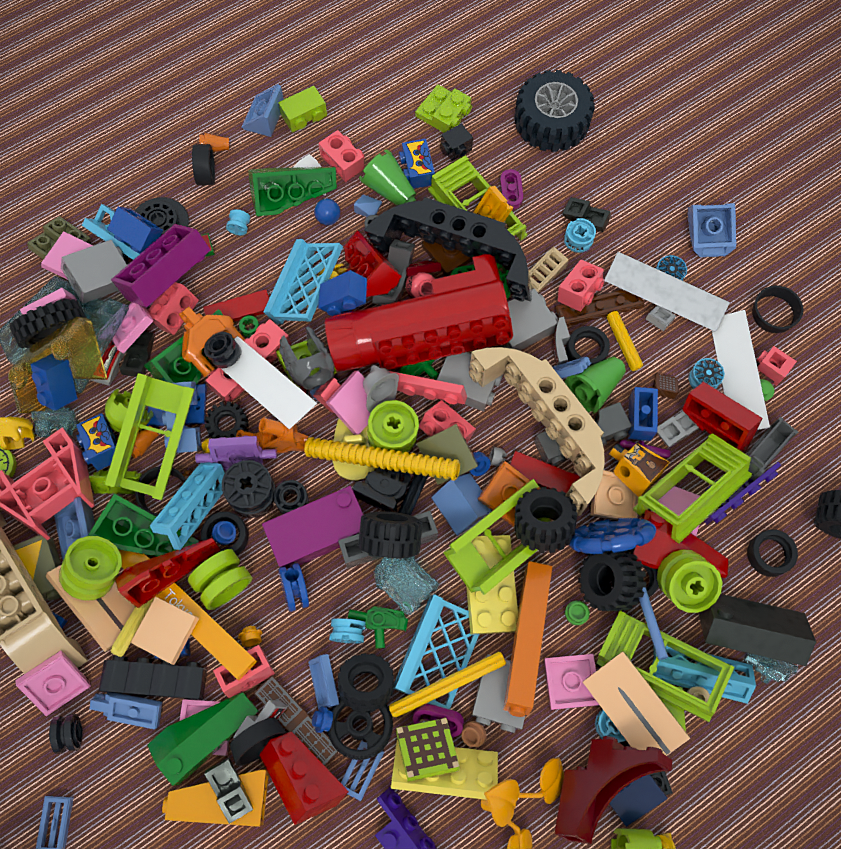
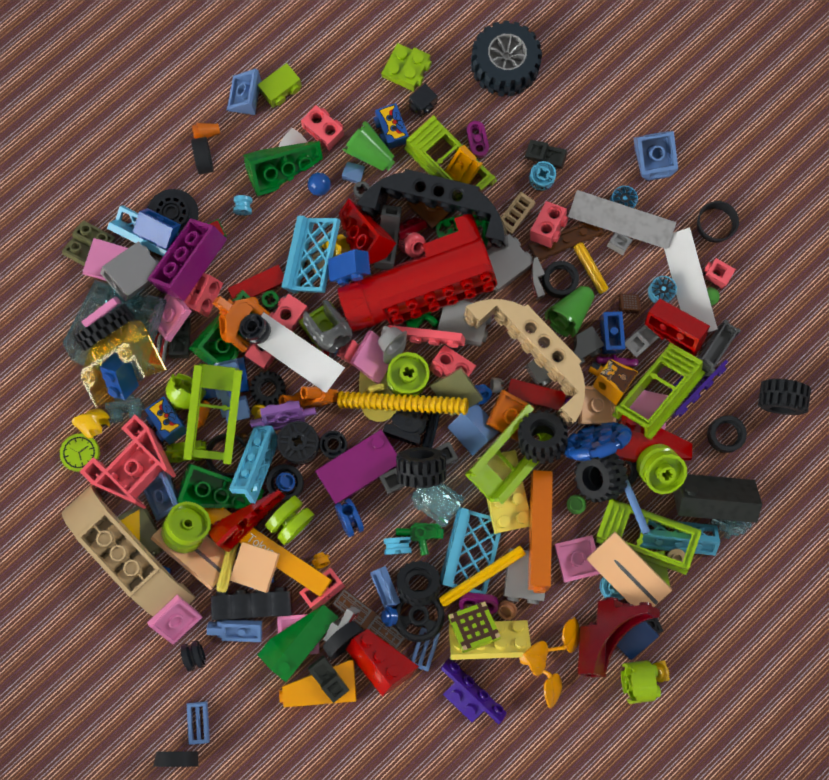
camera: 10 degrees left, 10 degrees up
(572, 367) = (547, 303): medium blue tile -> none

